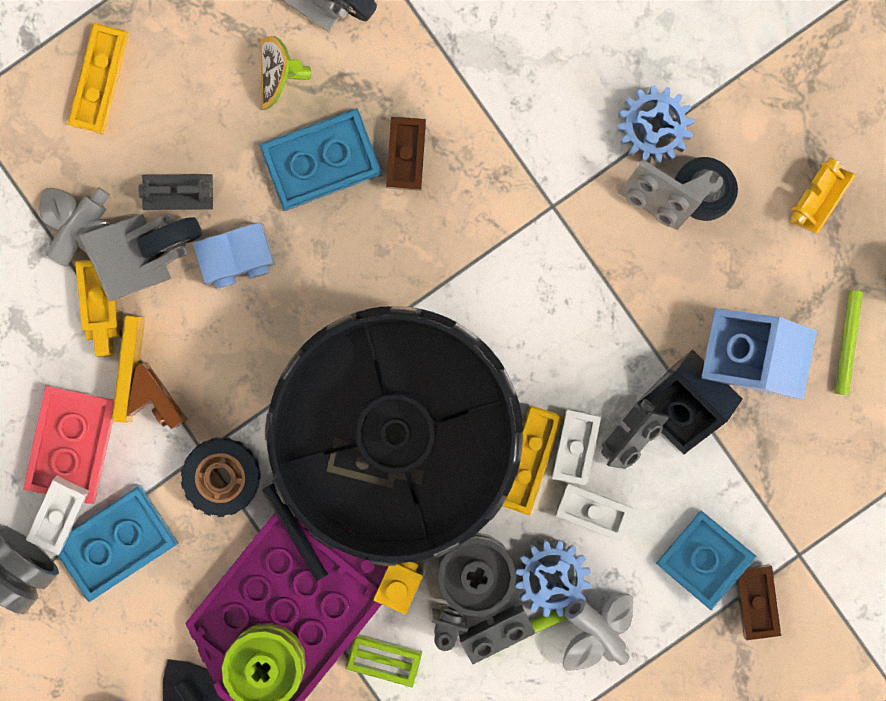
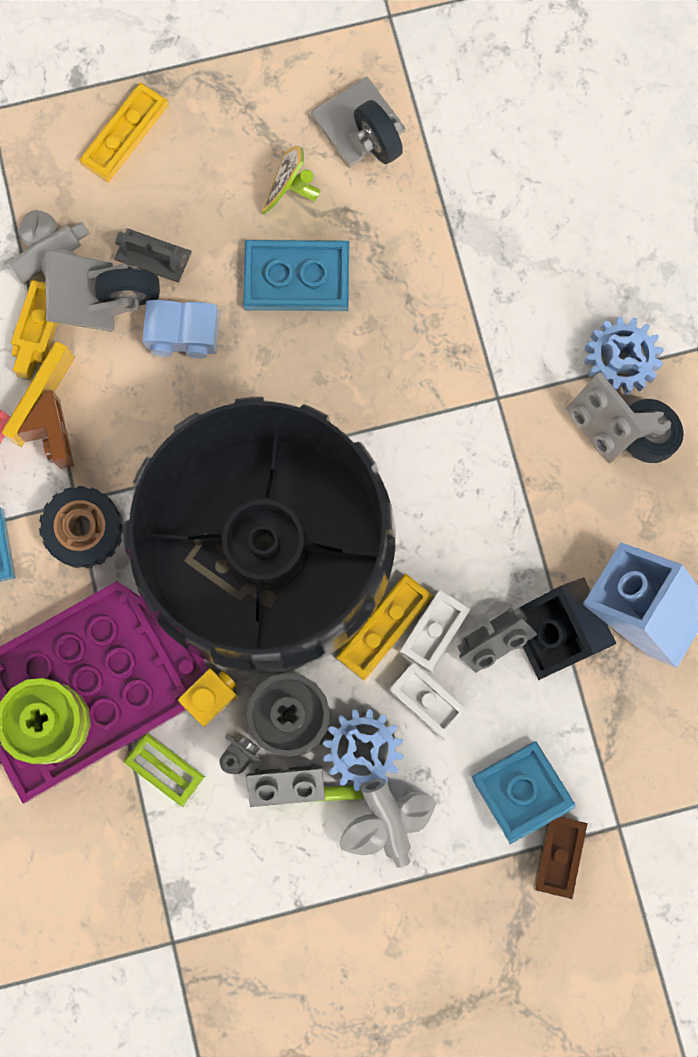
camera: 25 degrees right, 10 degrees down
(295, 533) = (129, 606): black piece -> none
(406, 153) = (378, 297): reddish brown plate -> none

